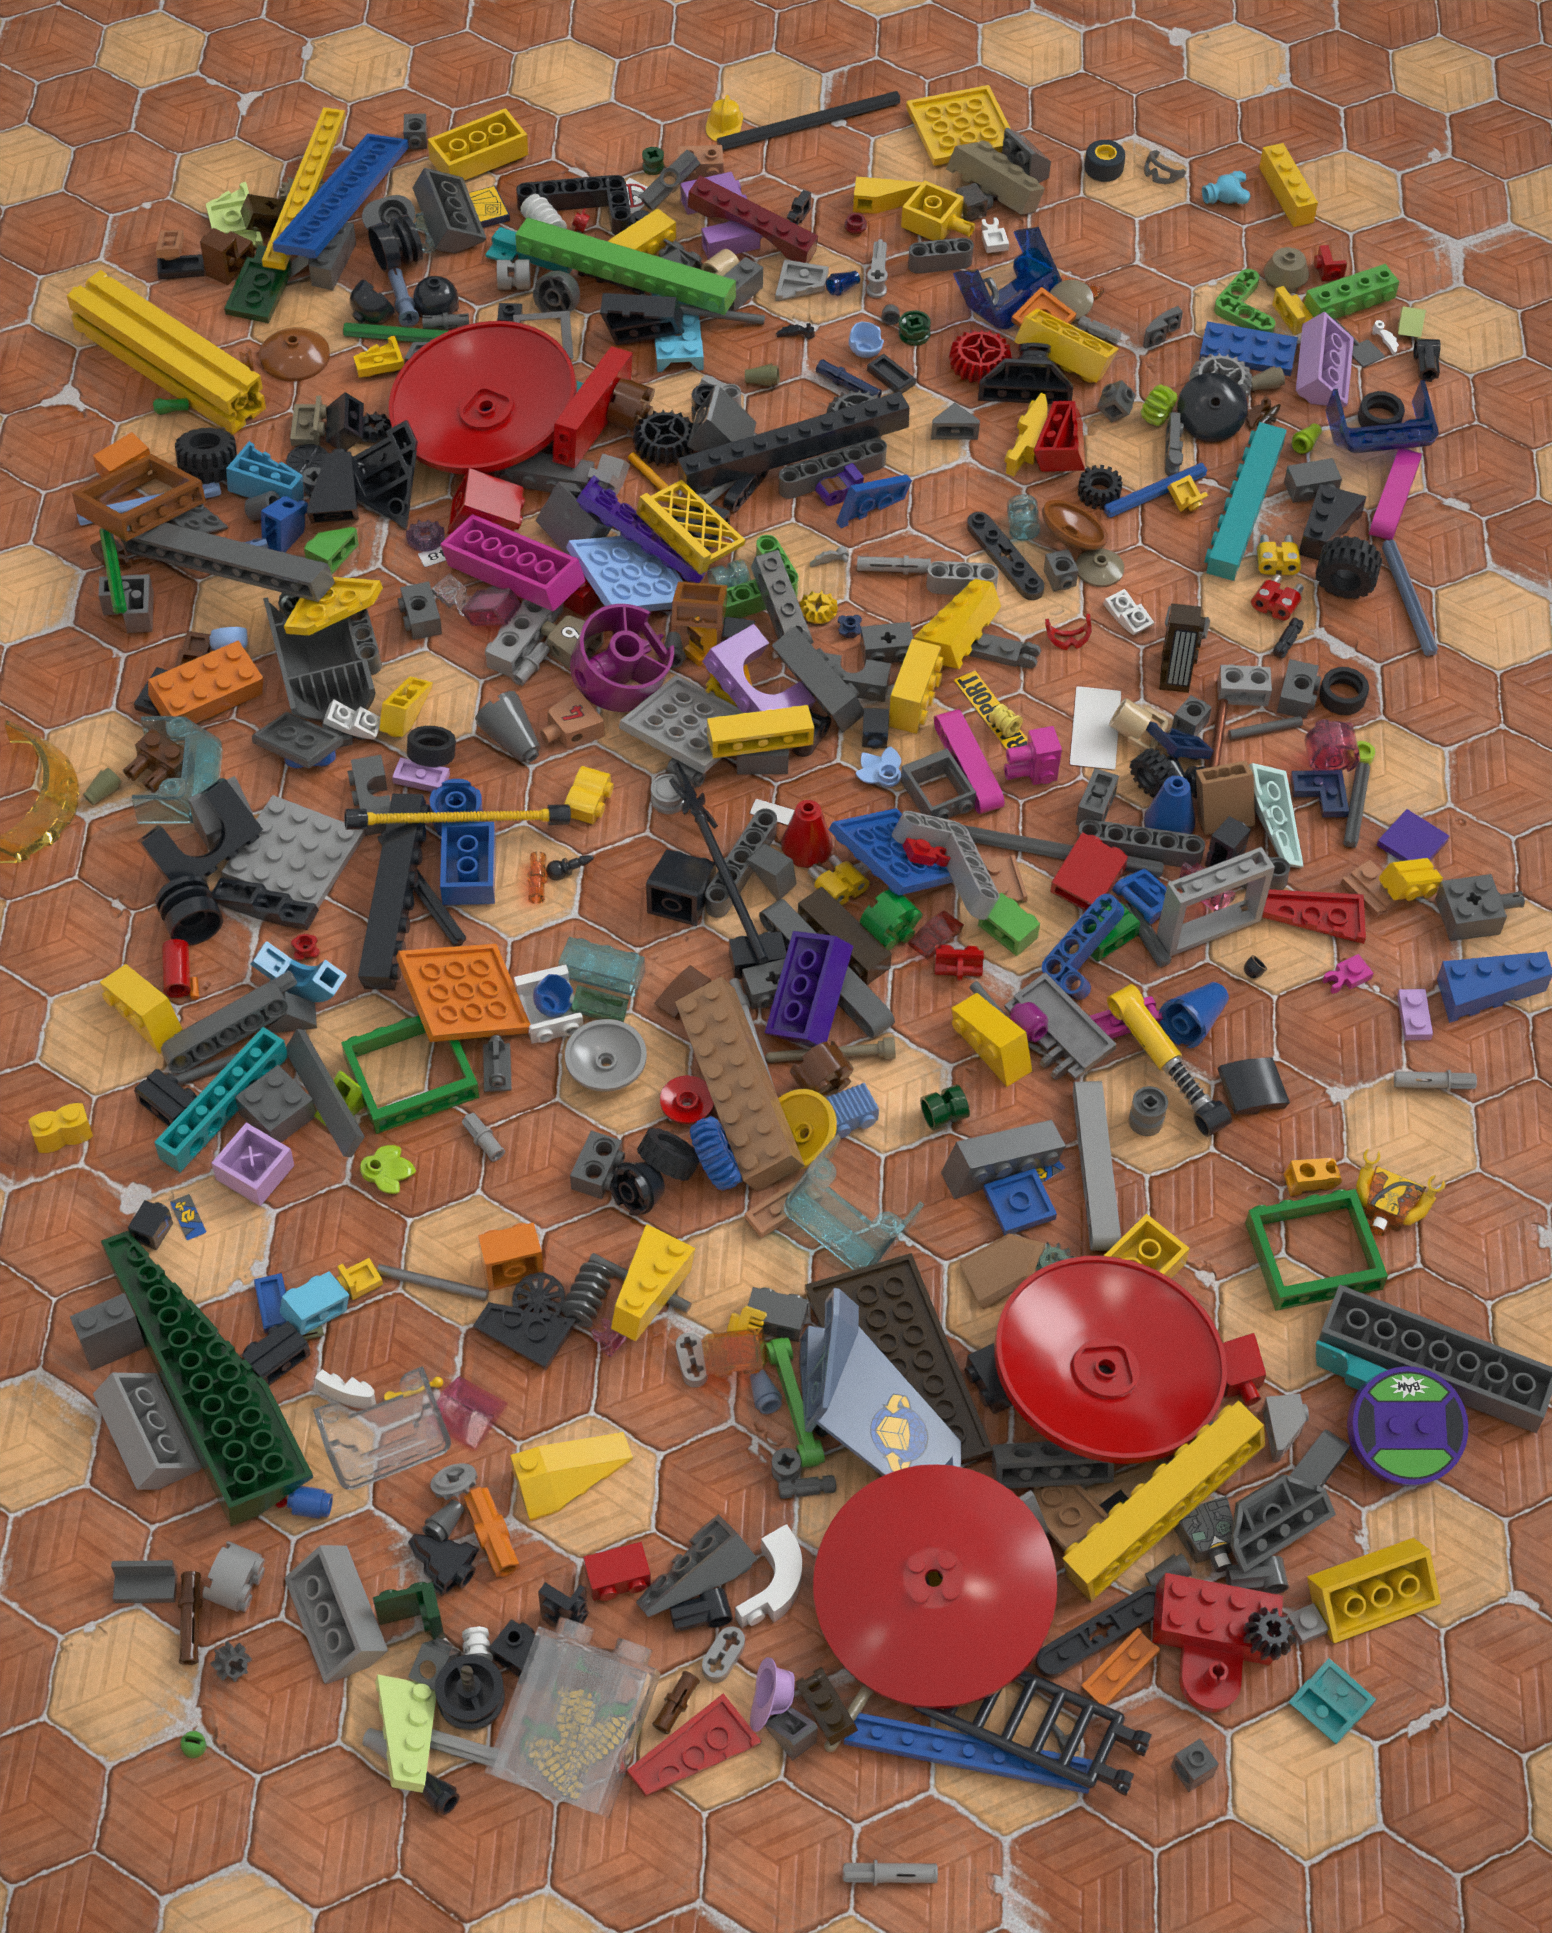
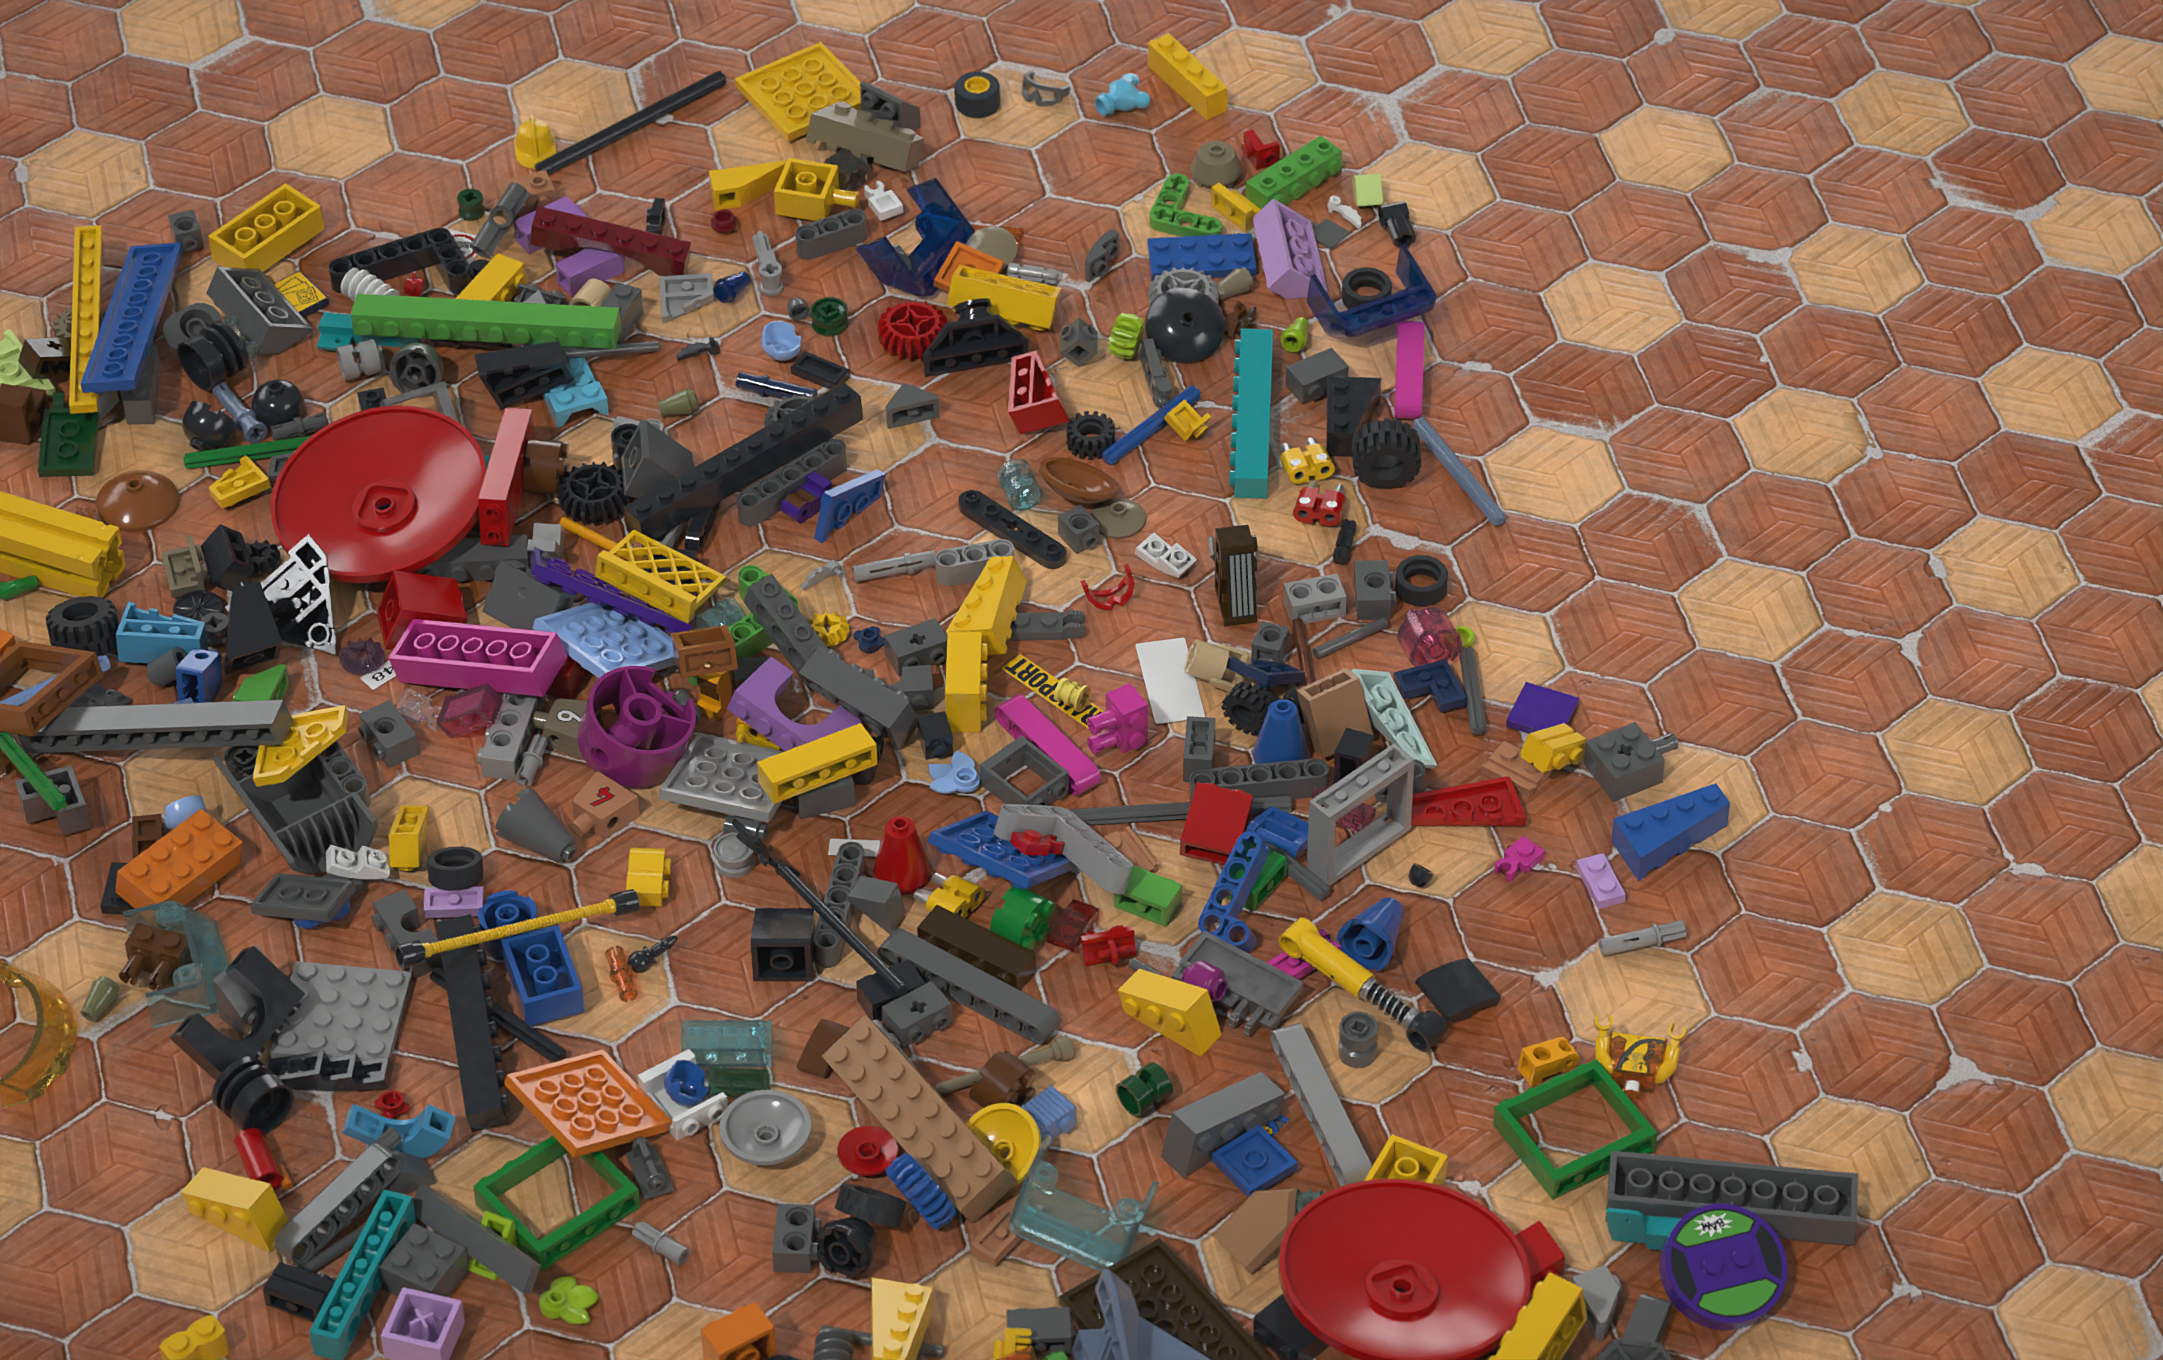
camera: 15 degrees left, 10 degrees down
(809, 988) = (960, 1006): dark purple slope -> none
(1029, 432) = (995, 399): yellow slope -> none

